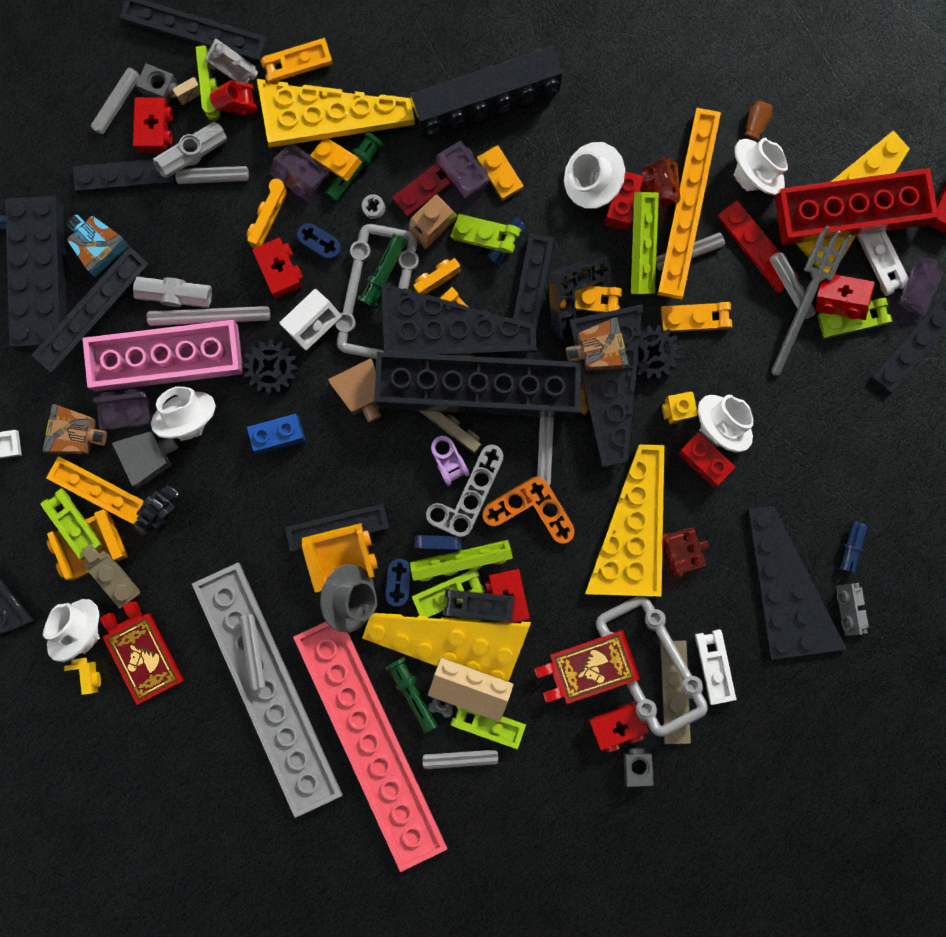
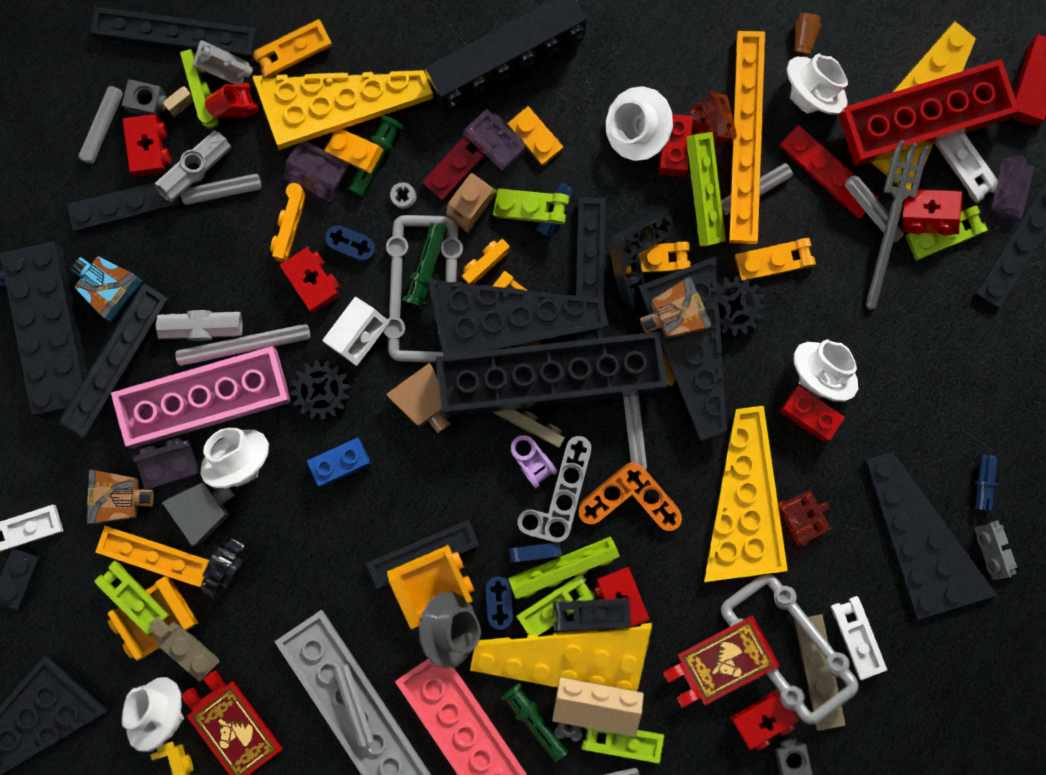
camera: 10 degrees left, 0 degrees up
(679, 407) = (773, 362): yellow bracket -> none

